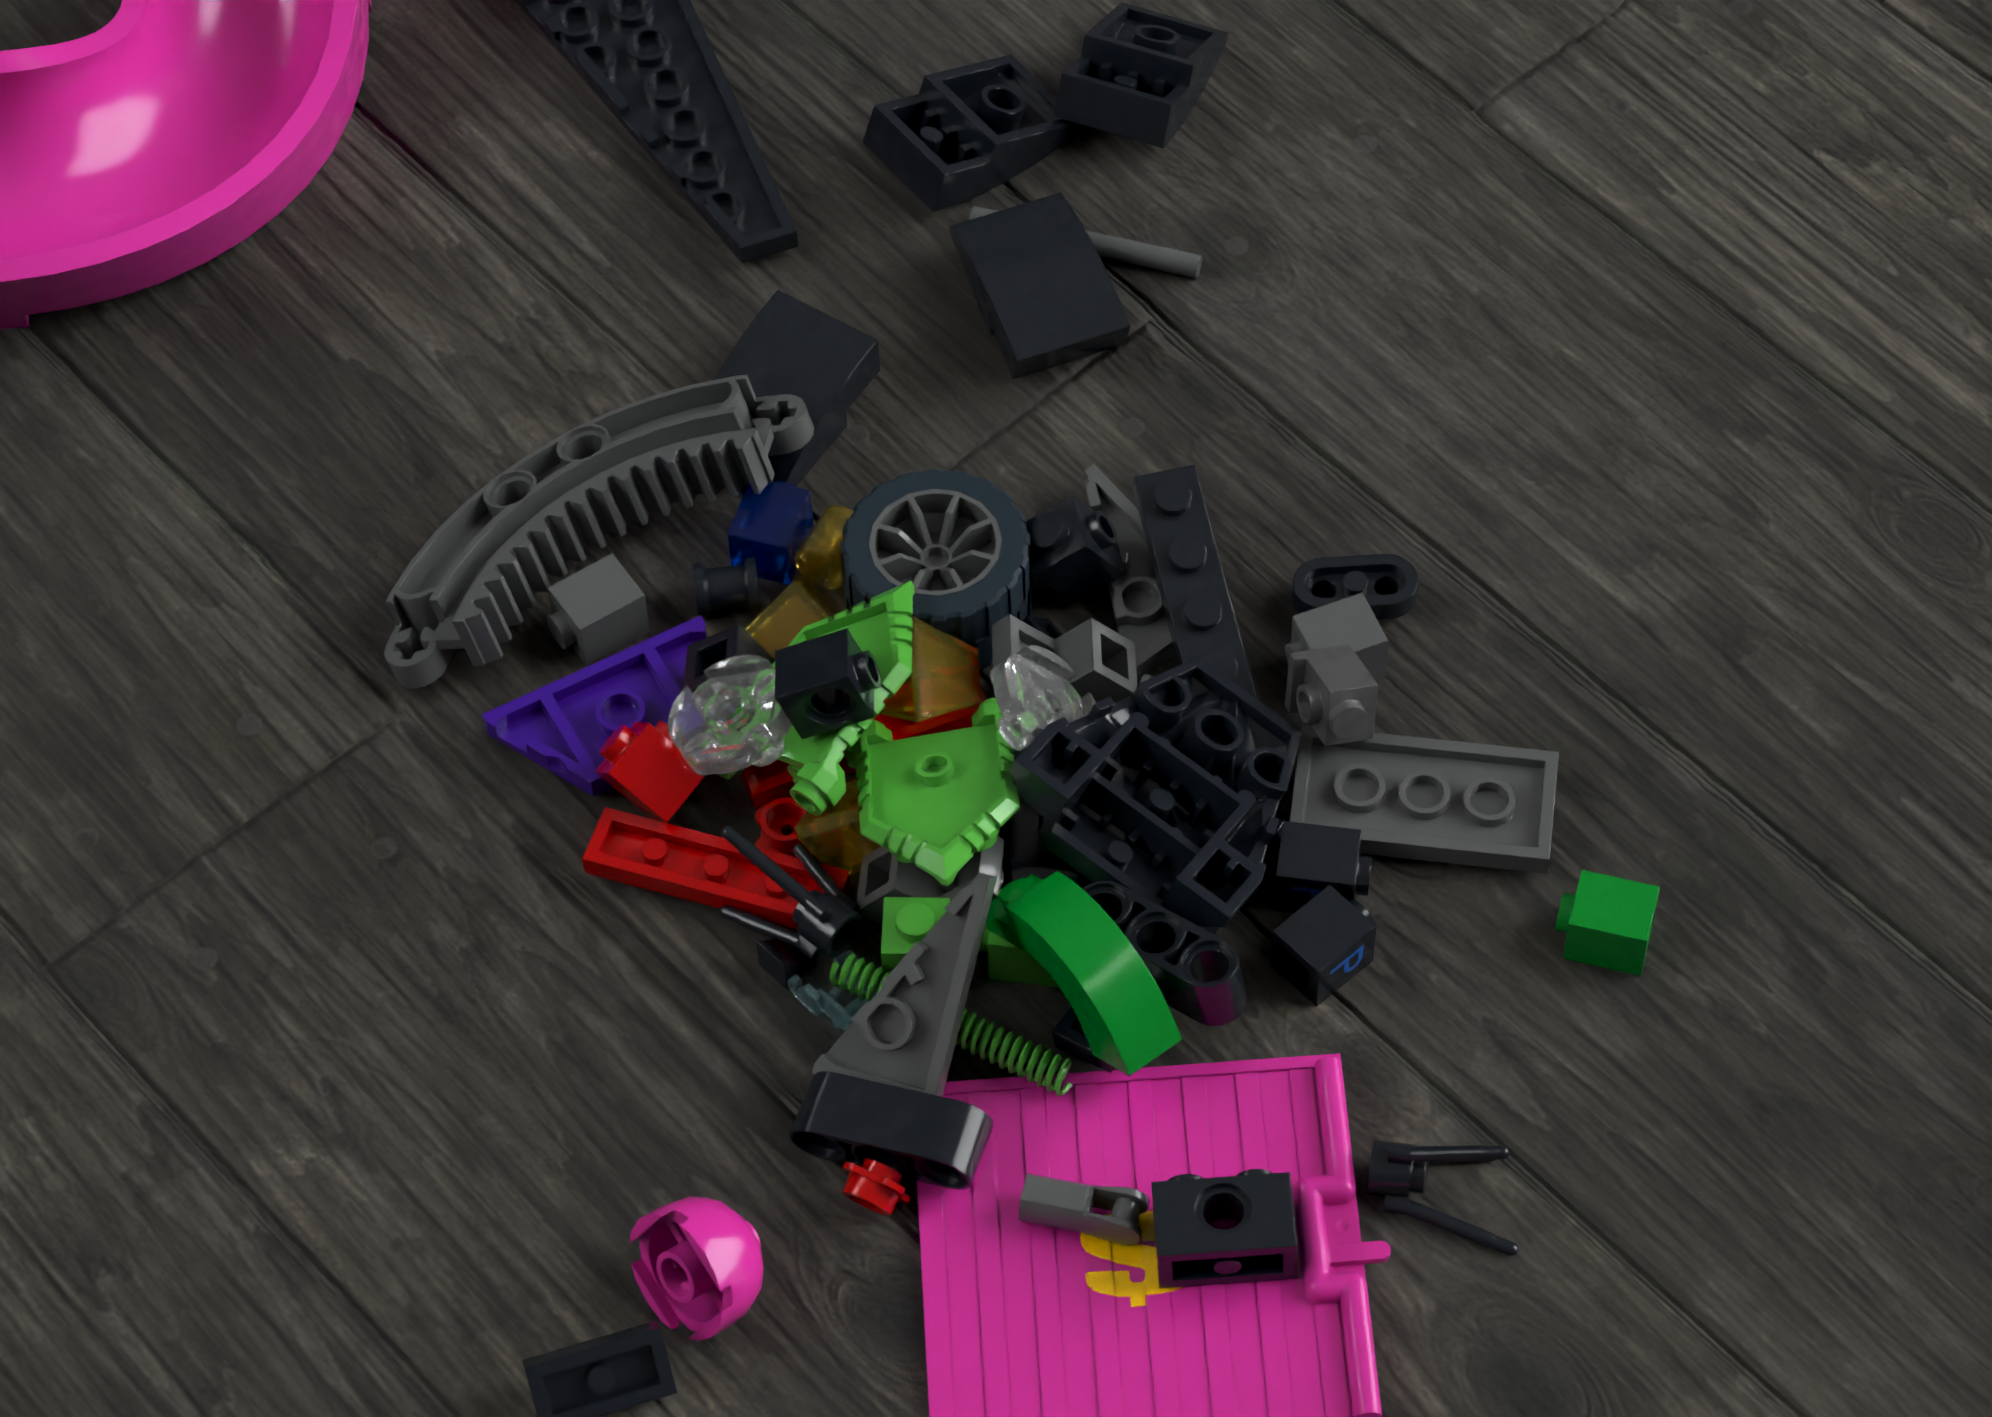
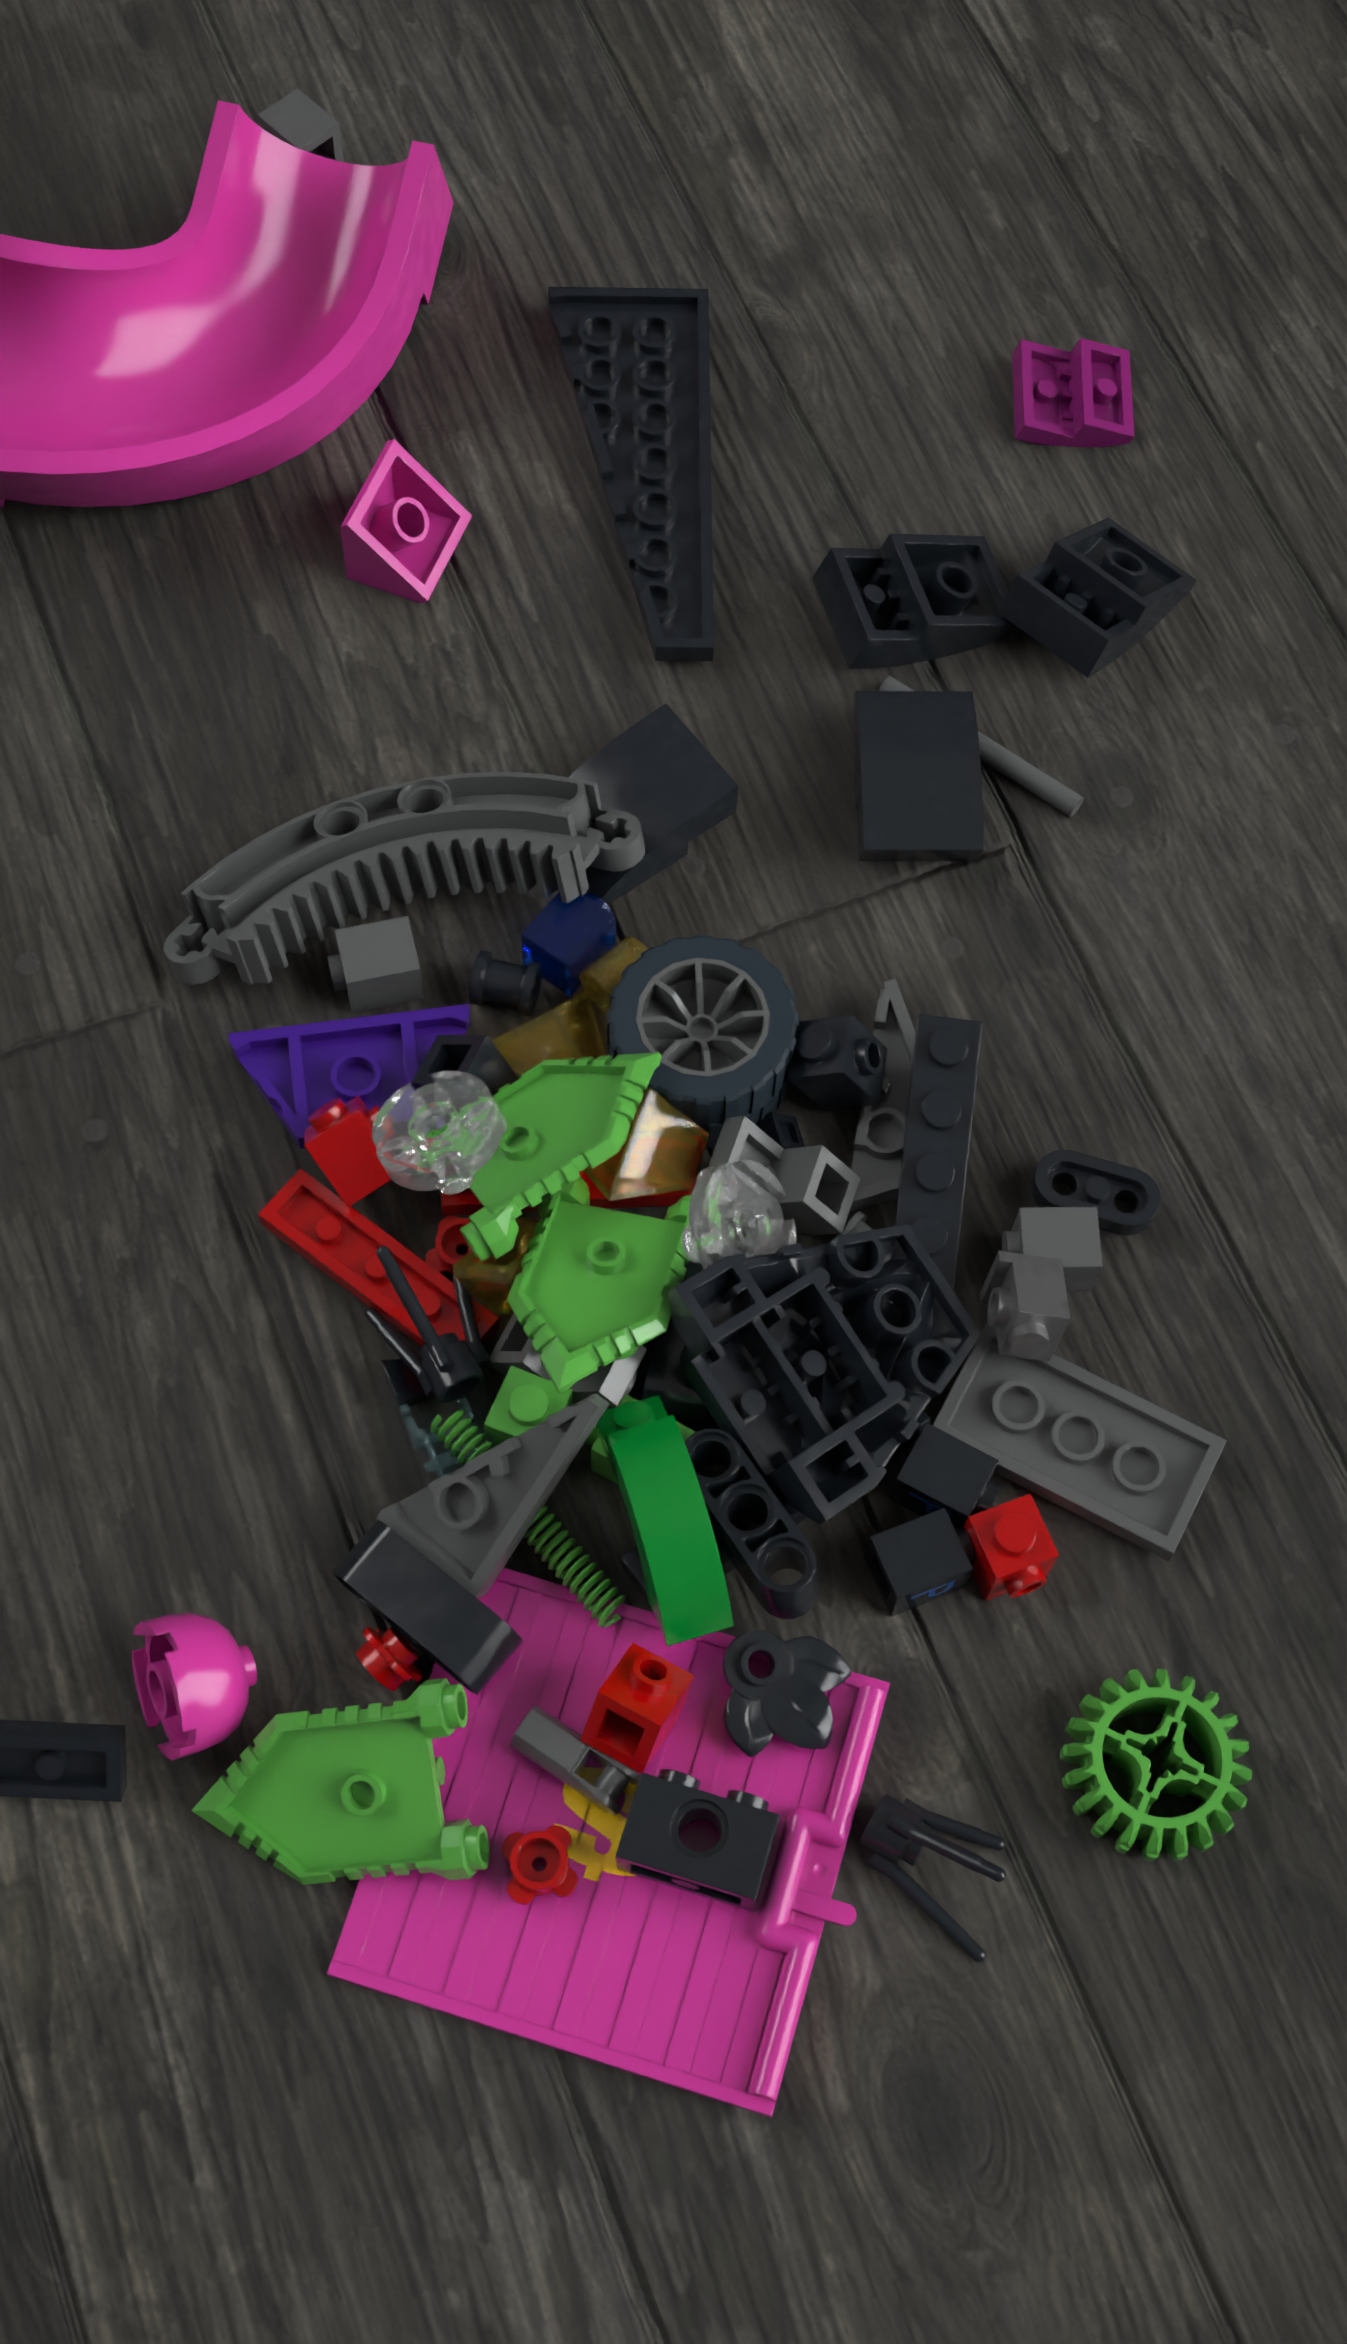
camera: 15 degrees right, 10 degrees up
(446, 219) = (401, 527): none -> dark pink slope
(826, 683) = (527, 1138): black brick -> none
(889, 1299) = (351, 1792): none -> bright green shield
(1082, 1285) = (525, 1849): none -> red plate
(1123, 1136) = (637, 1708): none -> red brick
(1252, 1093) = (788, 1698): none -> black plate
(1404, 903) = (1011, 1548): none -> red brick
(1565, 1045) = (1181, 1774): none -> bright green gear
(1608, 922) = (1207, 1640): green brick -> none

